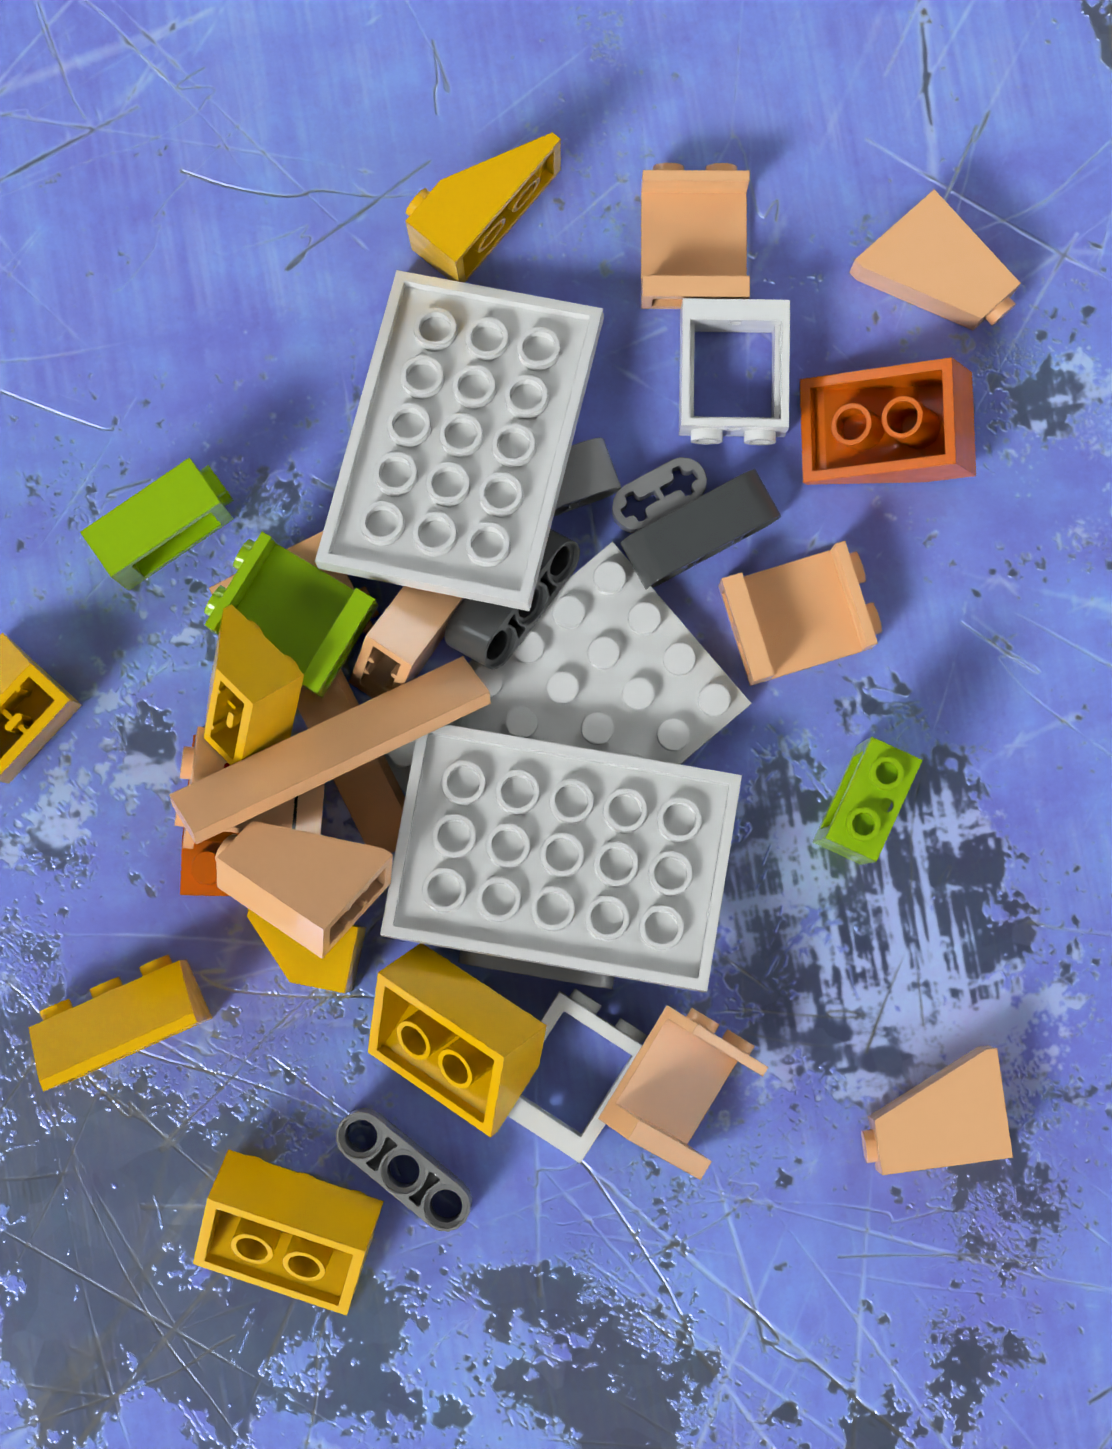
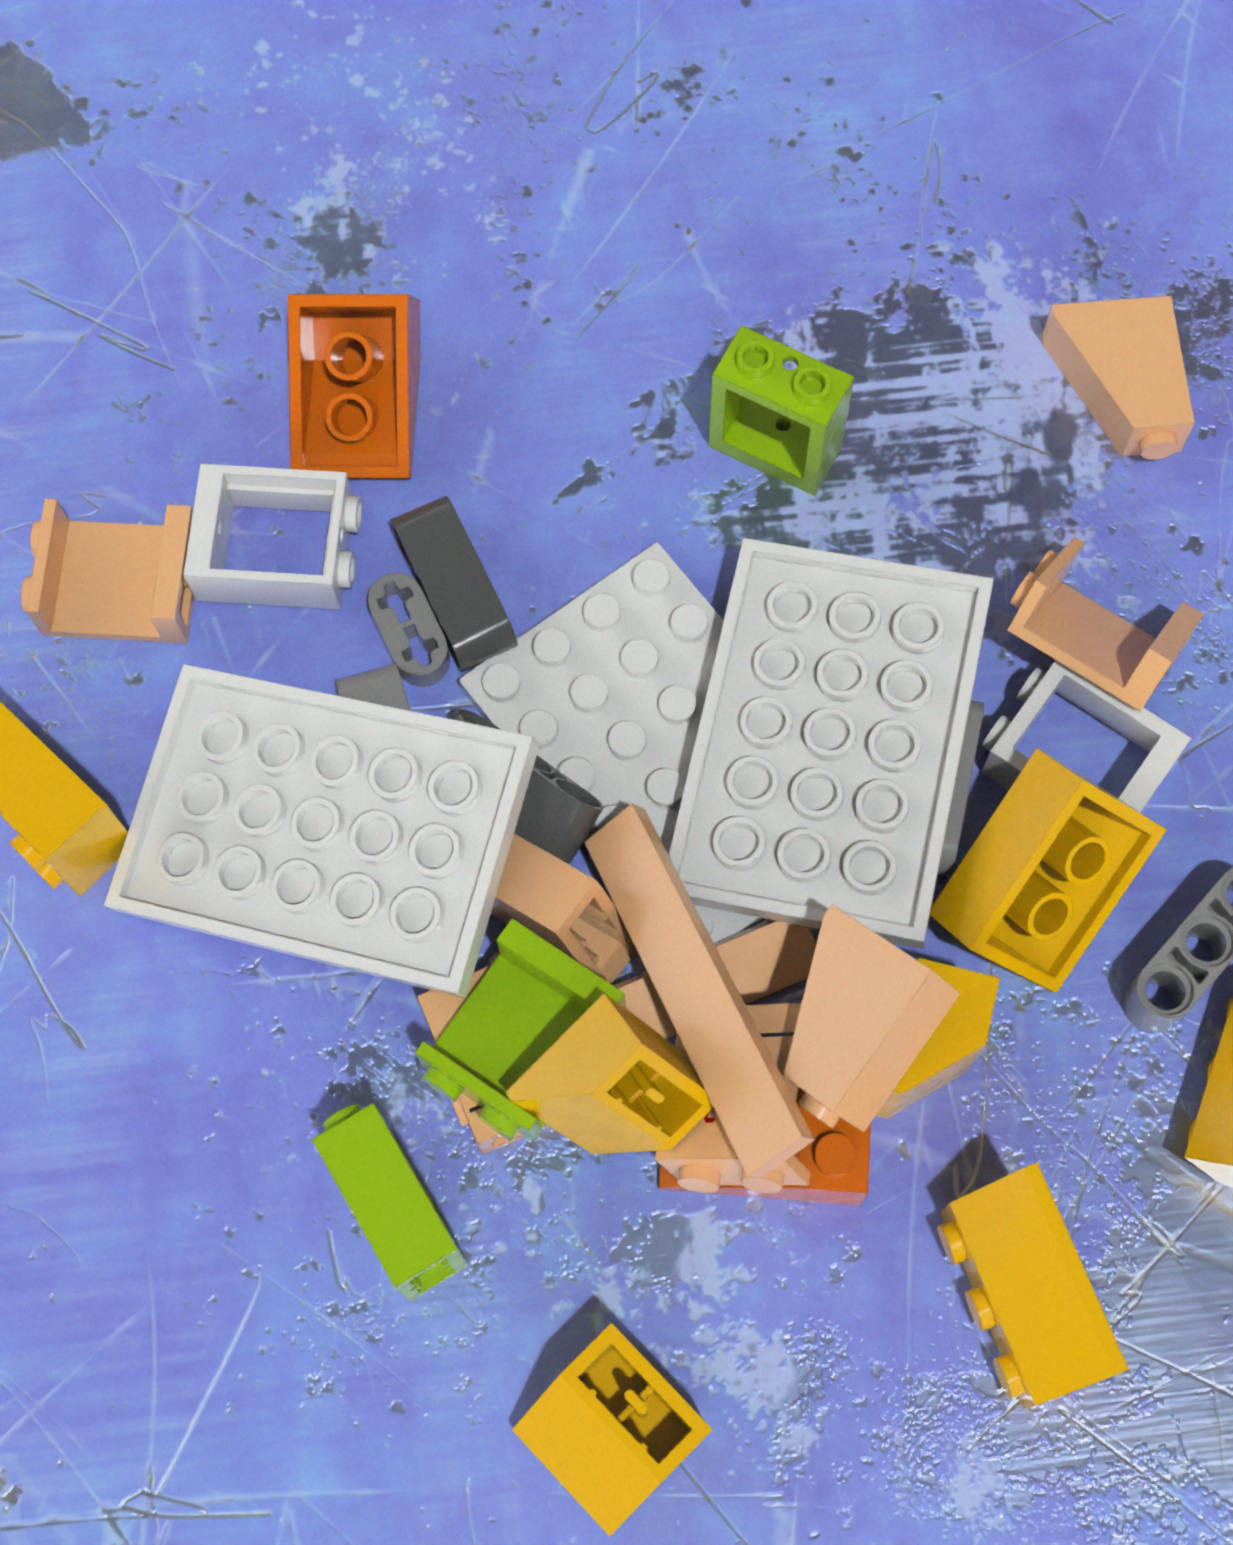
camera: 85 degrees left, 15 degrees down
(800, 614) = (557, 486): light nougat panel -> none
(938, 266) = (182, 324): light nougat slope -> none

